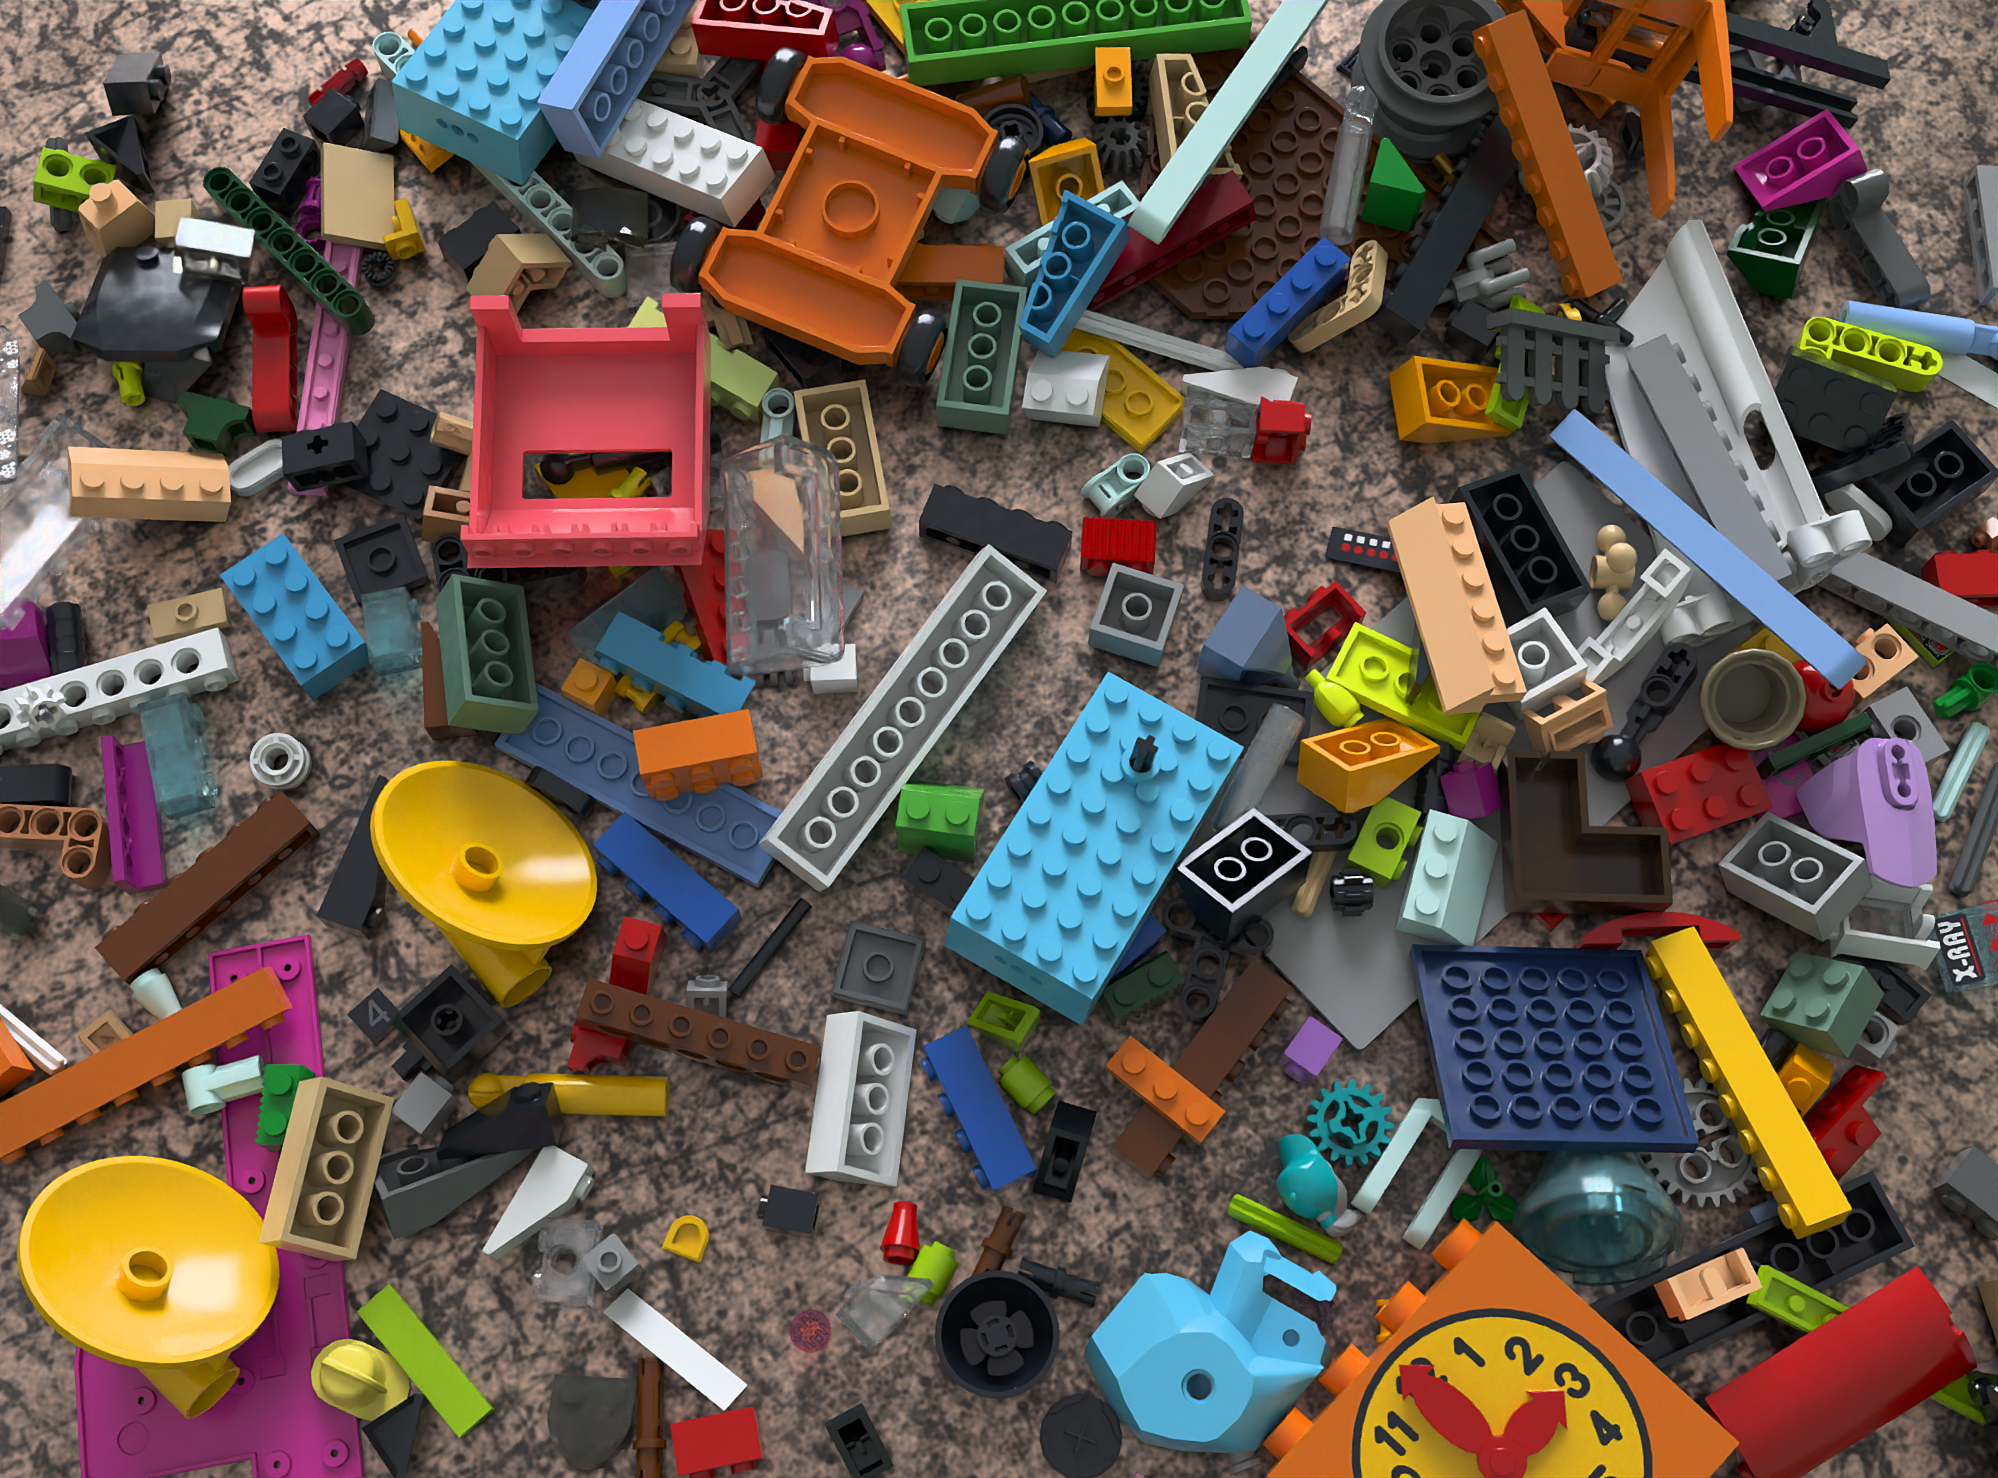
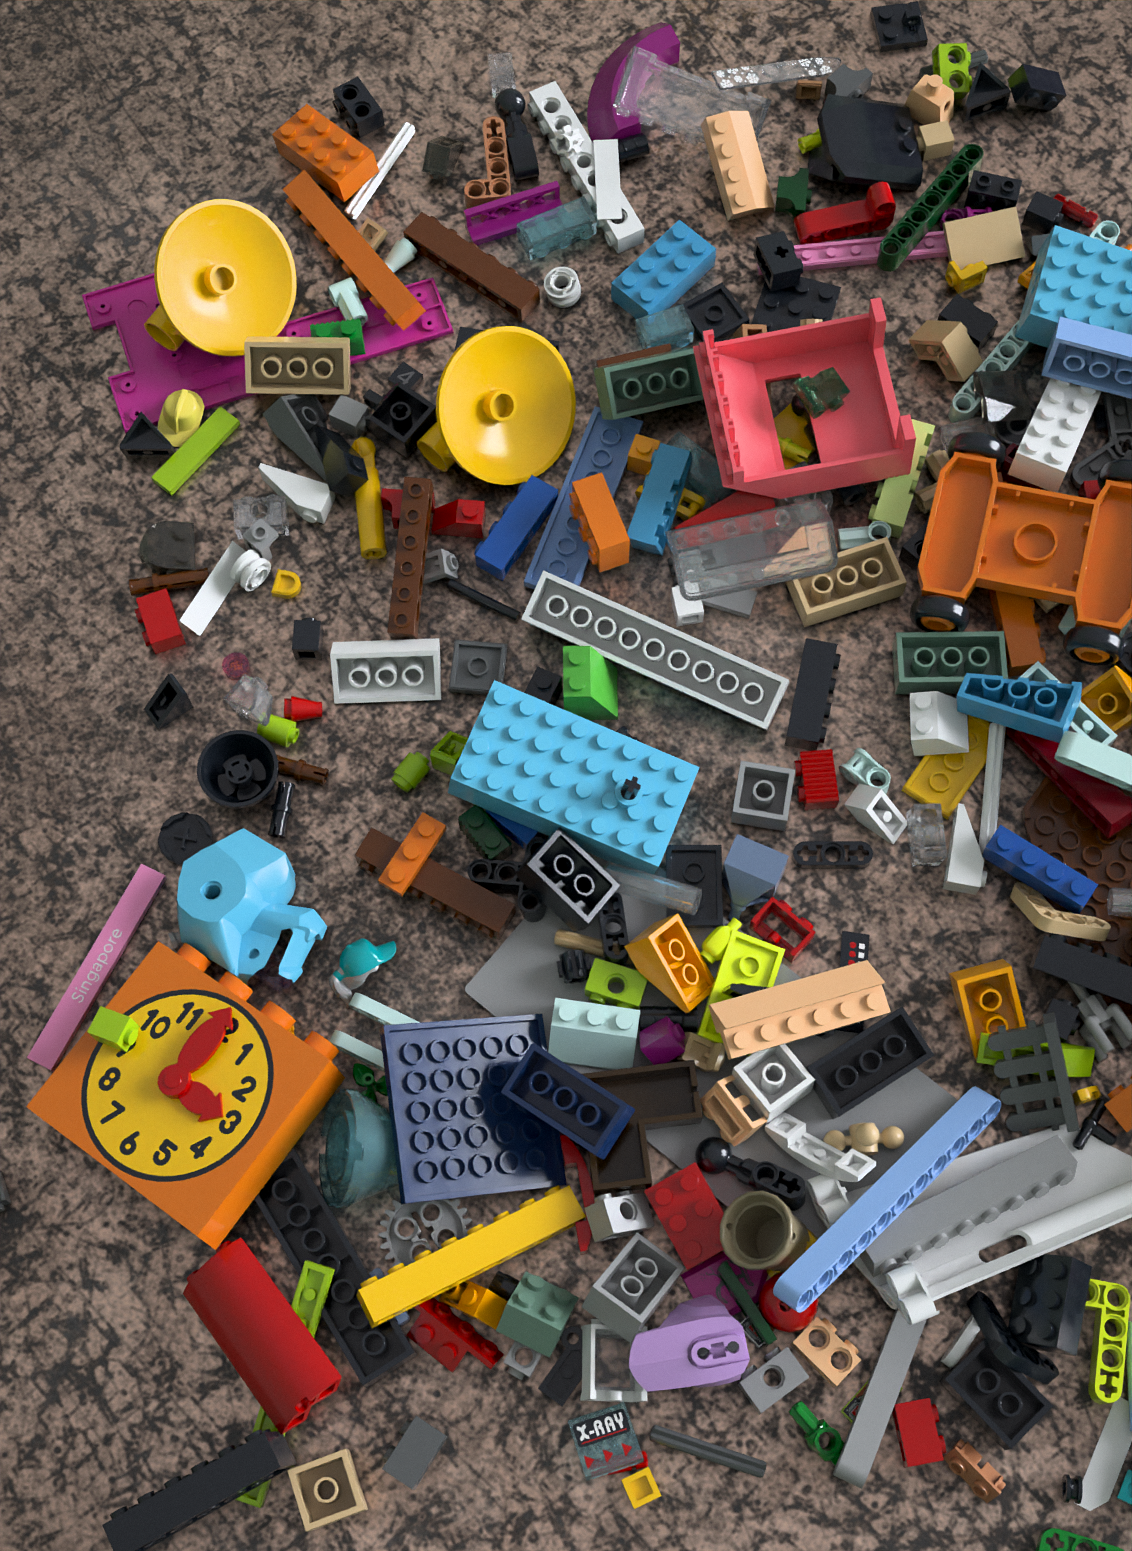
camera: 85 degrees right, 0 degrees up
(118, 665) = (607, 179): none -> white sticker
(189, 615) = (654, 213): tan plate -> none
(214, 250) = (913, 160): clear smoke brick -> none
(257, 468) = (763, 223): white tile -> none
(382, 261) = (930, 261): black bush -> none
(560, 792) = (568, 452): black beam -> none
(571, 420) = (821, 392): none -> cylinder
(660, 1288) = (250, 570): none -> white wheel
(979, 1111) = (388, 743): blue brick -> none
(1064, 1151) = (369, 801): black slope -> none
(1280, 431) = (931, 878): red window -> none
(1285, 1229) = (333, 952): lime axle -> none
(1309, 1051) = (457, 954): medium lavender brick -> none
(1365, 1118) = (401, 991): teal gear -> none
(1563, 911) = (568, 1101): none -> dark blue brick
(1701, 884) = (619, 1215): none -> light grey brick
(1708, 1285) = (310, 1223): light nougat window -> none
(1959, 770) = (751, 1430): light aqua axle -> none

